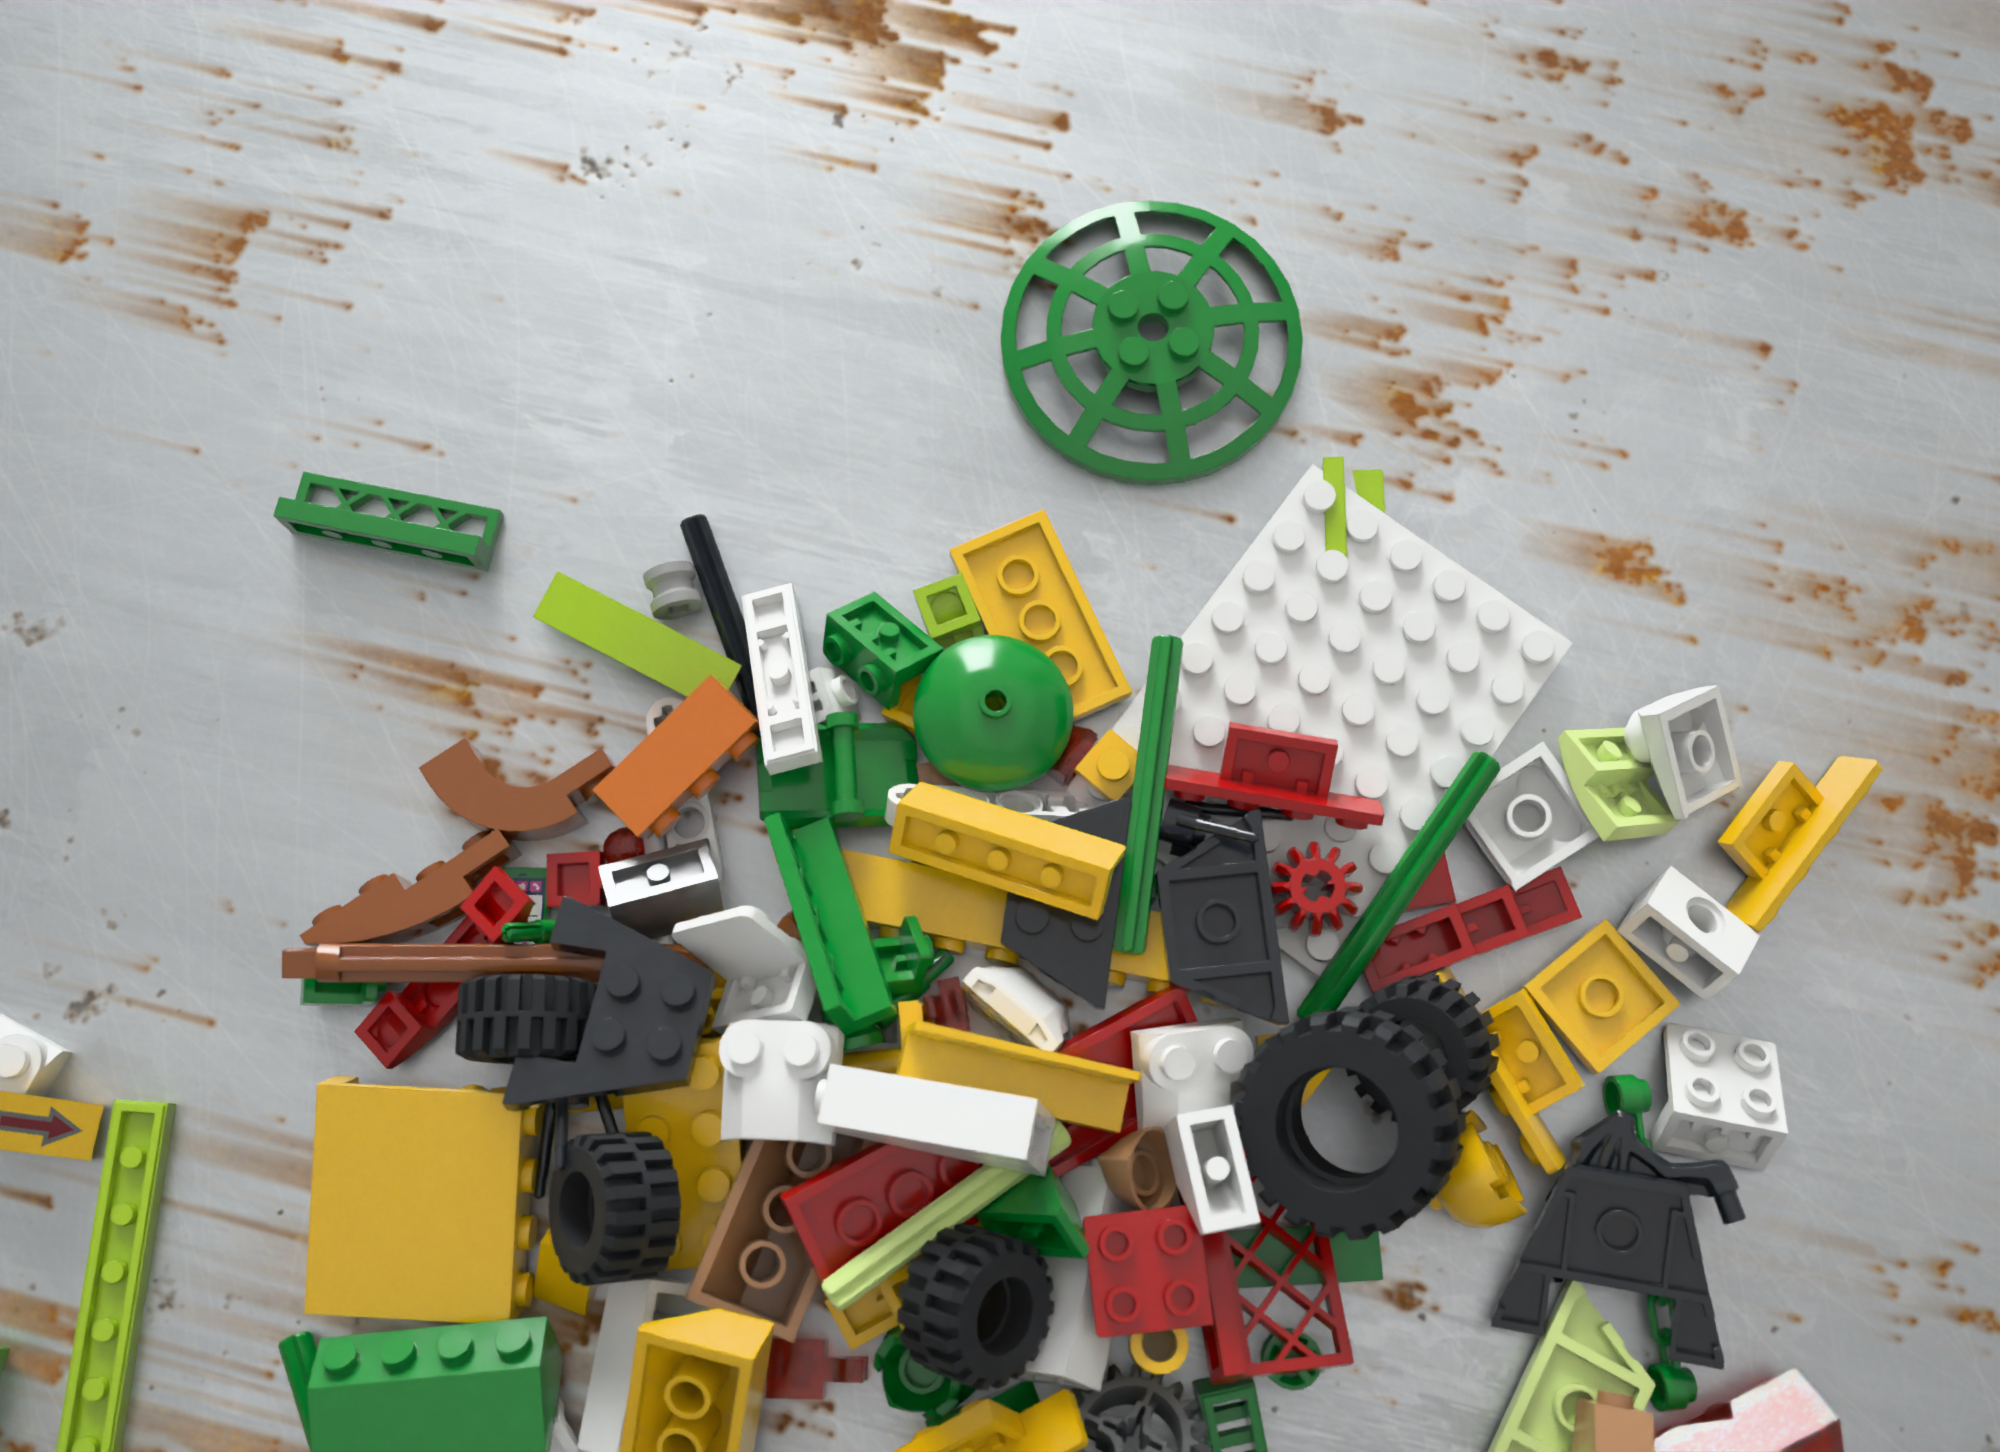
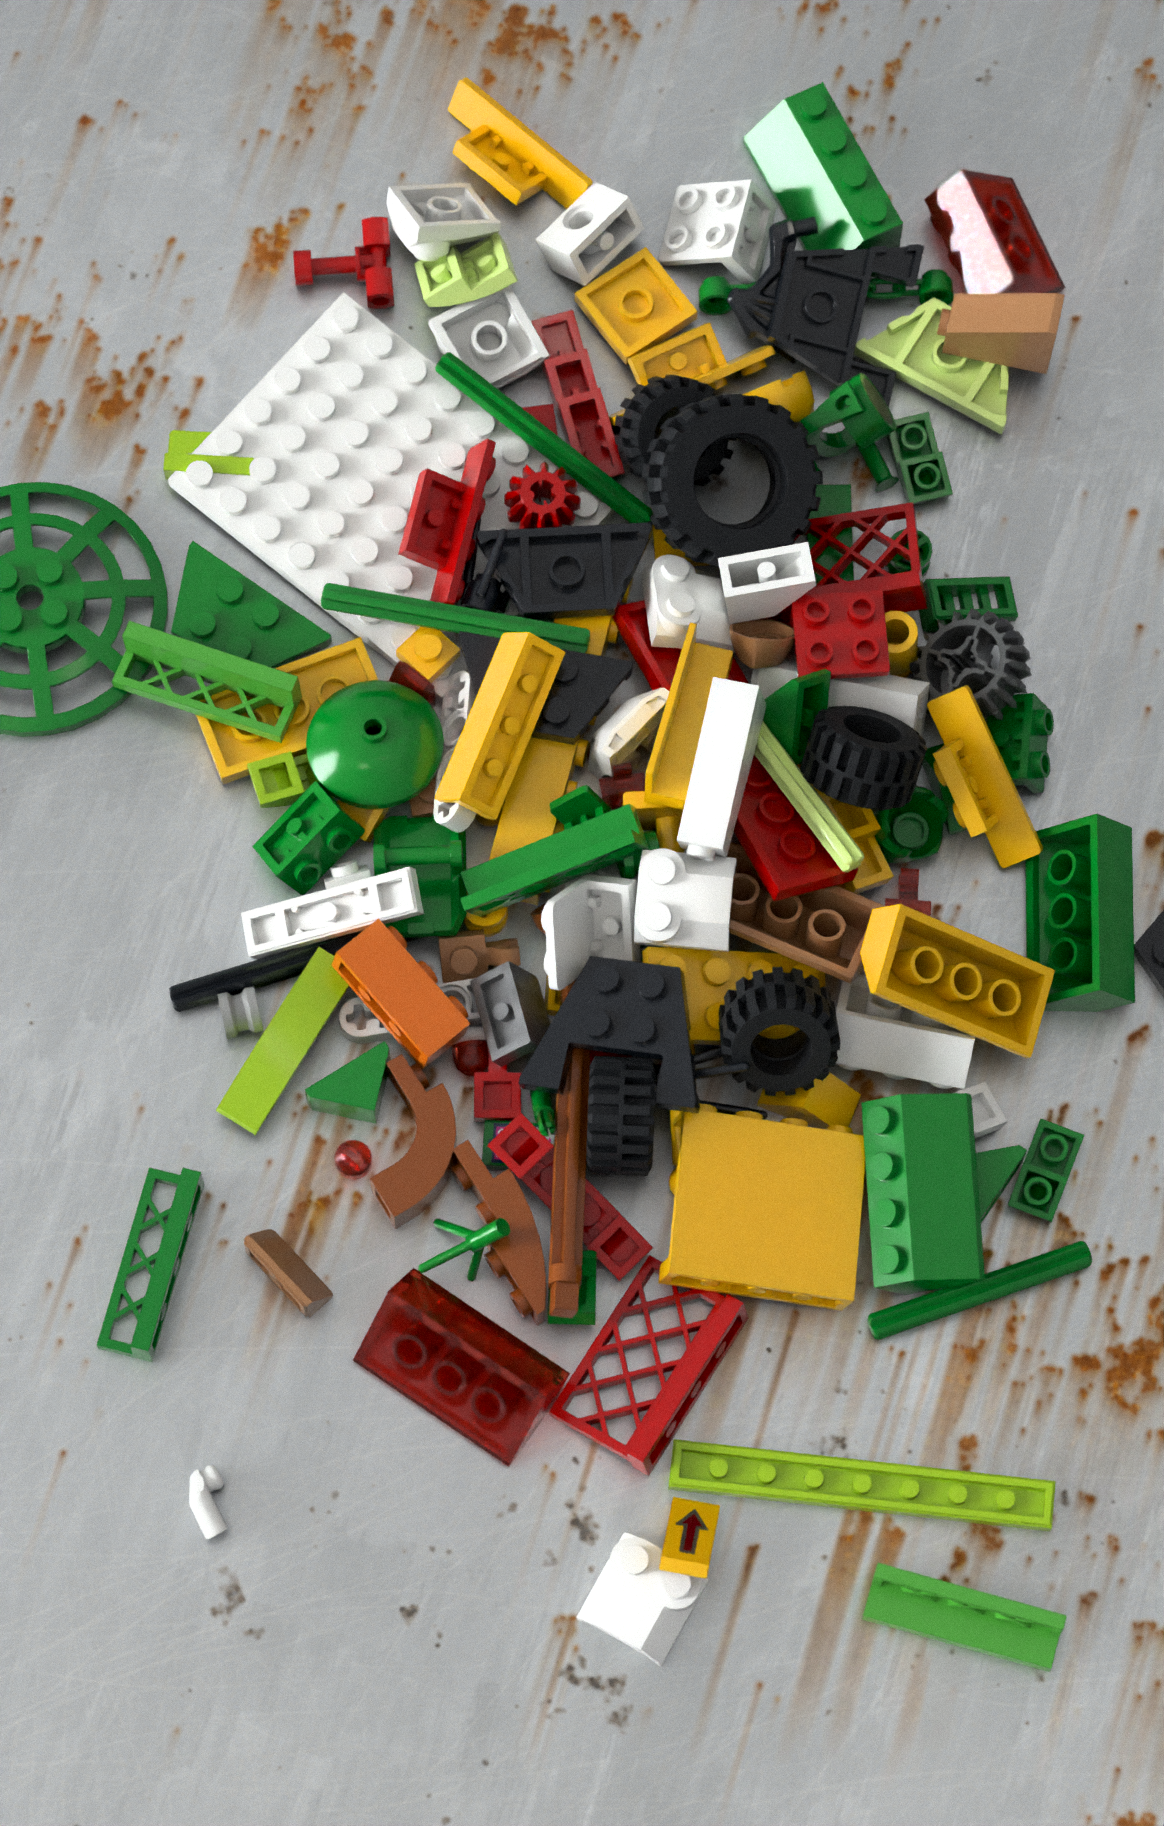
camera: 90 degrees left, 5 degrees down
(127, 589) = (202, 1502): none -> white arm
(217, 1101) = (677, 1393): none -> red fence
(260, 860) = (460, 1366): none -> clear red slope
(377, 662) = (287, 1271): none -> medium nougat slope
(386, 859) = (474, 1241): none -> green plant
(517, 730) = (346, 1166): none -> clear red hinge
(580, 721) = (354, 1088): none -> green slope
(744, 844) = (469, 955): none -> medium nougat plate
(1076, 519) = (209, 666): none -> bright green fence
(1149, 557) = (238, 616): none -> green wing
(1427, 1368) = (918, 460): none -> green slope
(1467, 1284) = (865, 421): none -> green piece
(1617, 670) = (368, 263): none -> red bar
(1810, 1231) = (822, 173): none -> green slope

